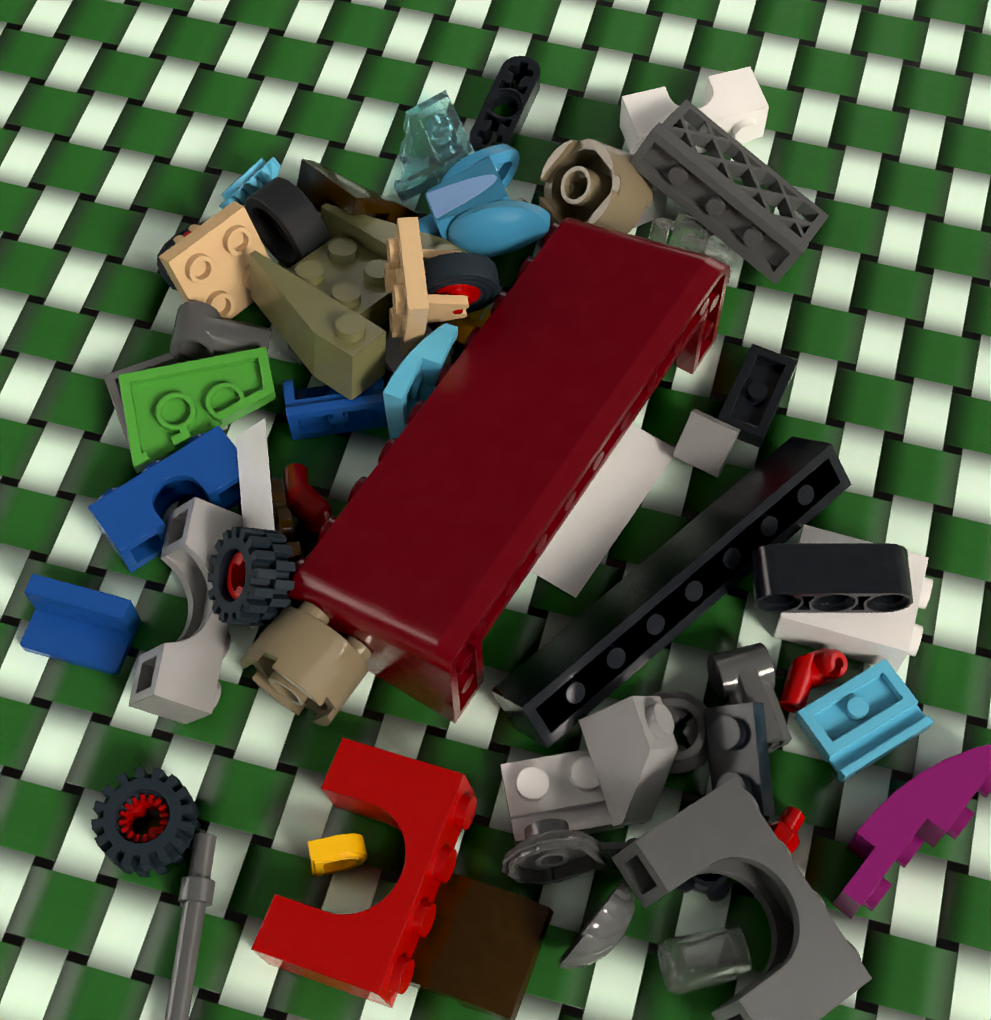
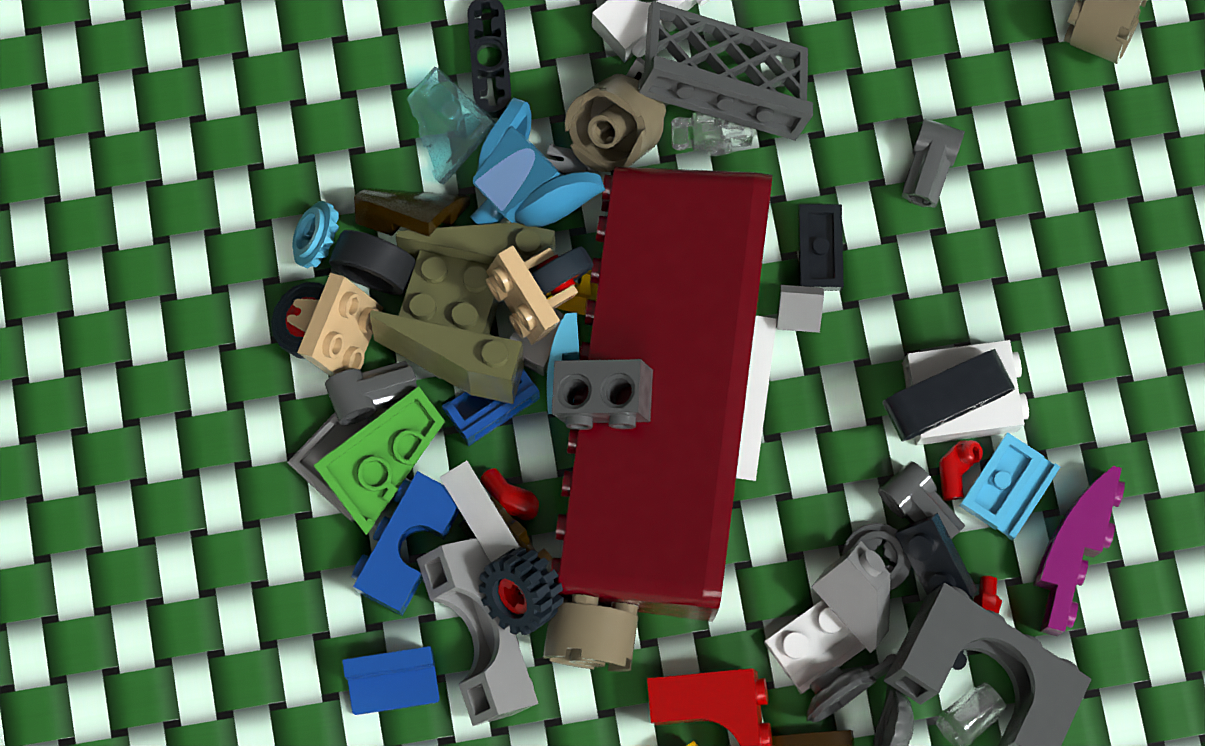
camera: 30 degrees left, 15 degrees up
(439, 398) = (604, 382): none -> dark grey brick
(669, 590) = (831, 445): black brick -> none
(921, 352) = (934, 154): none -> dark grey piece

